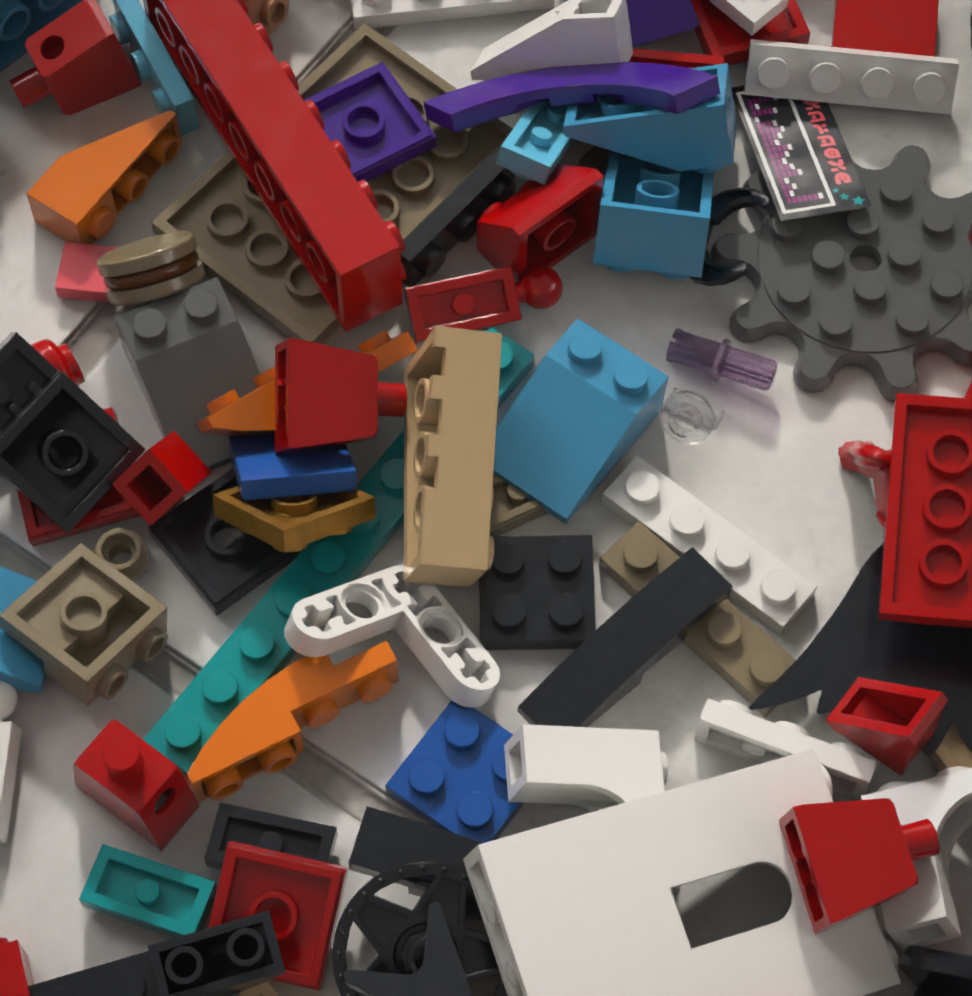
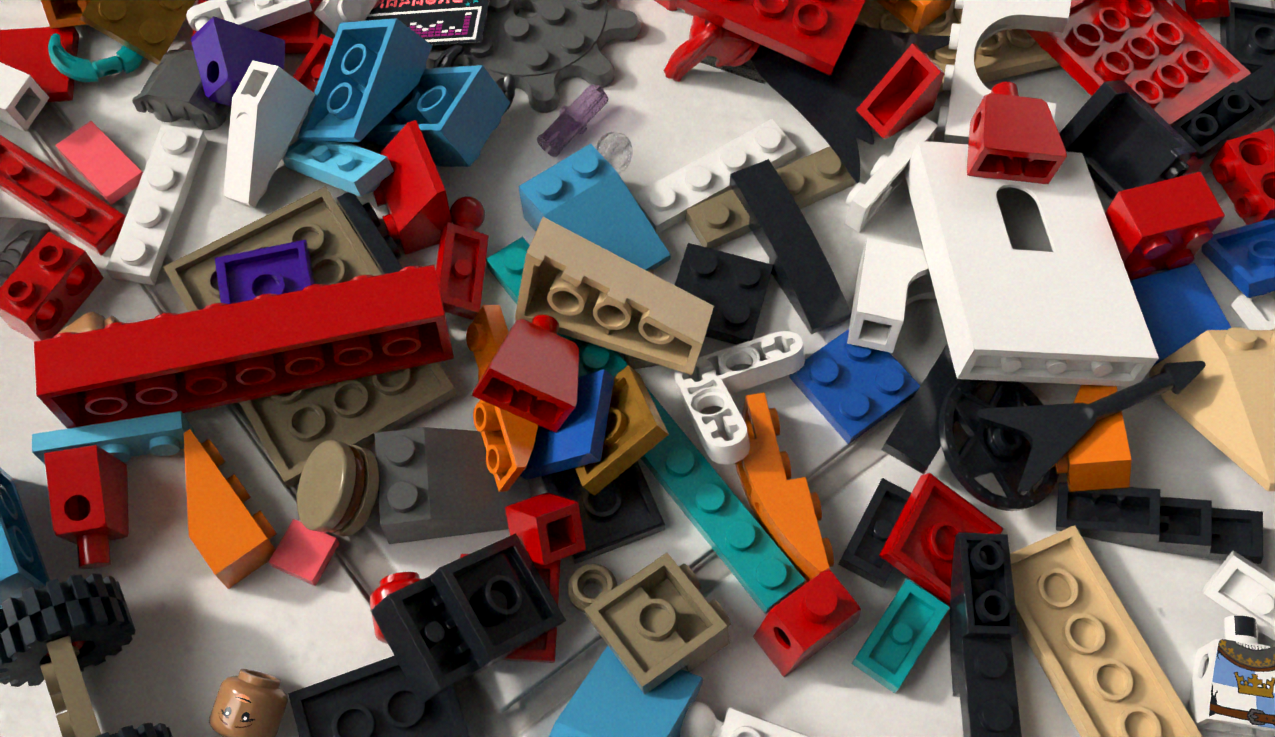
camera: 75 degrees left, 0 degrees up
(633, 82) = (292, 173): dark purple tile -> none

